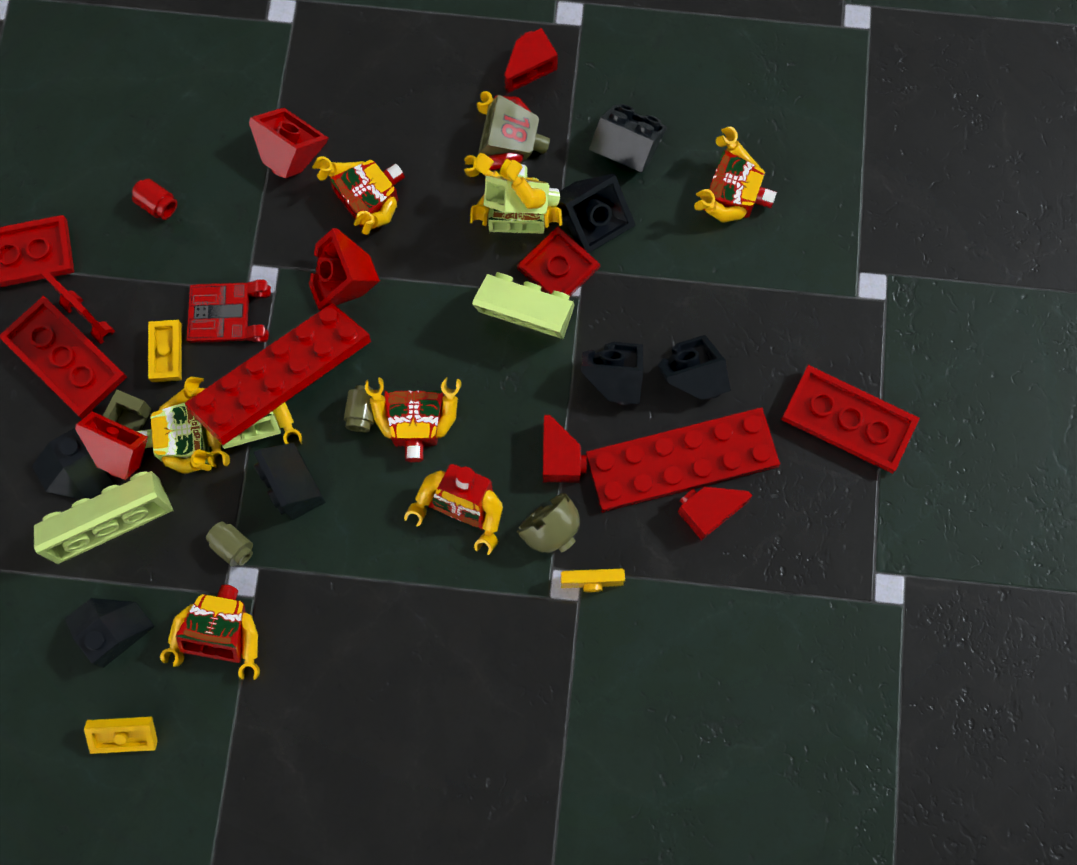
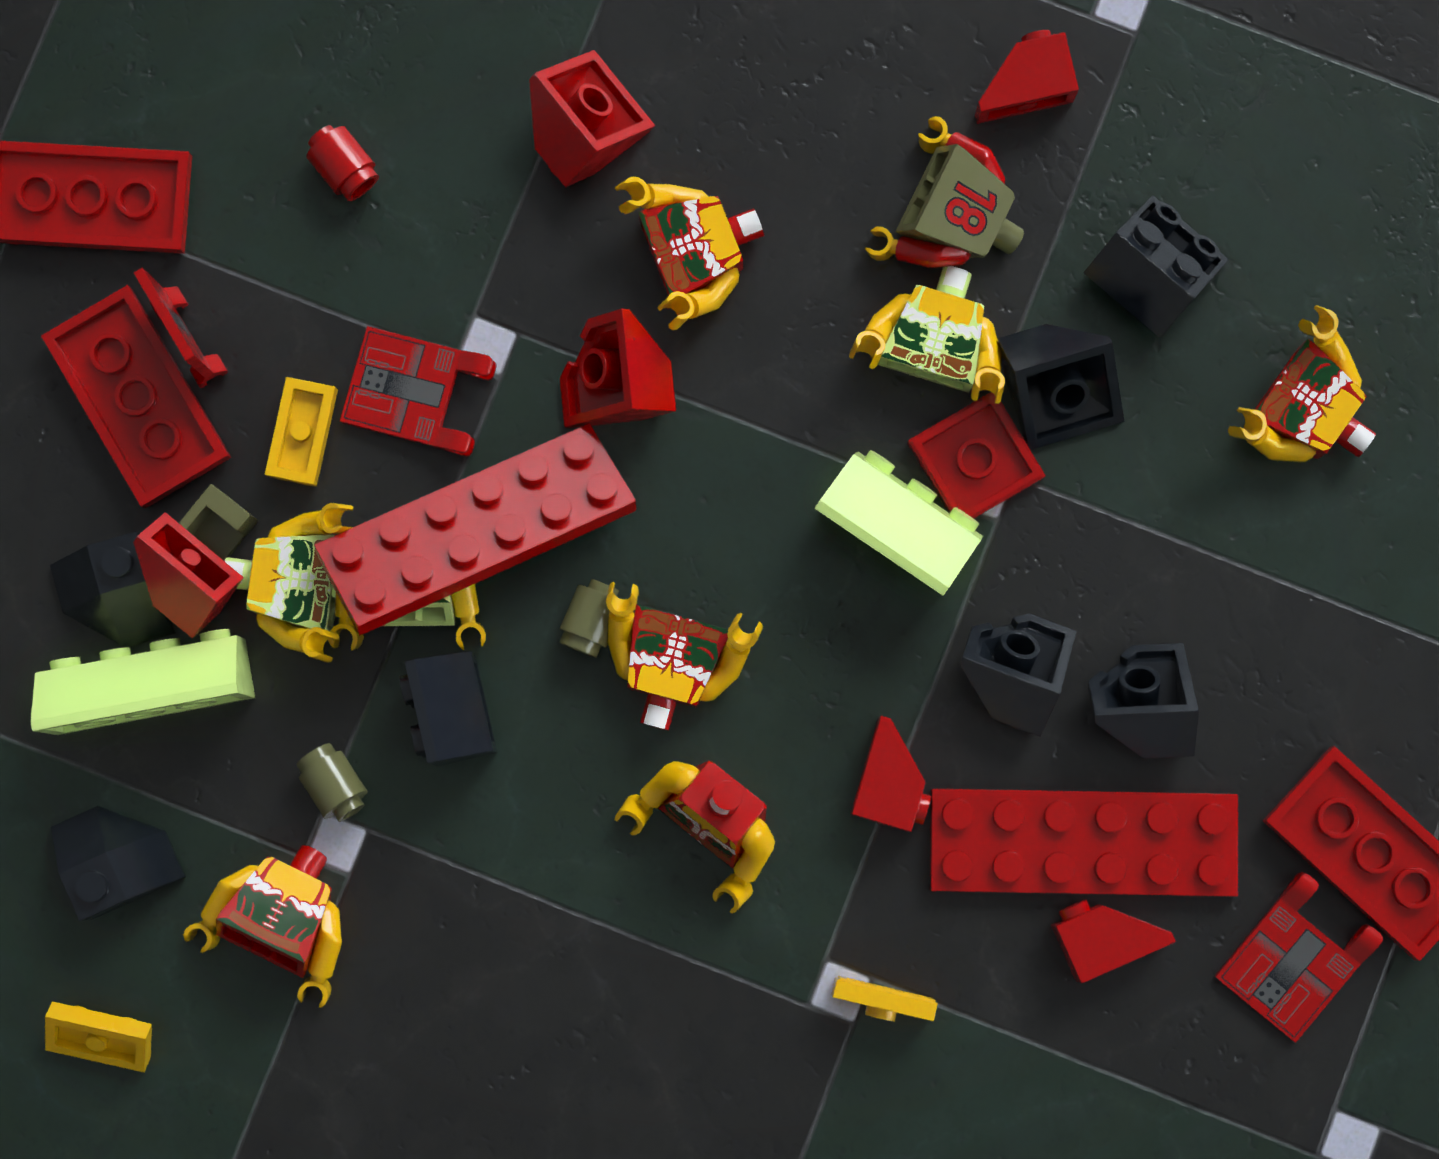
camera: 20 degrees right, 10 degrees up
(514, 193) = (935, 337): torso -> none
(551, 526) = (844, 897): olive cylinder -> none
(822, 496) = (1290, 966): none -> red flag

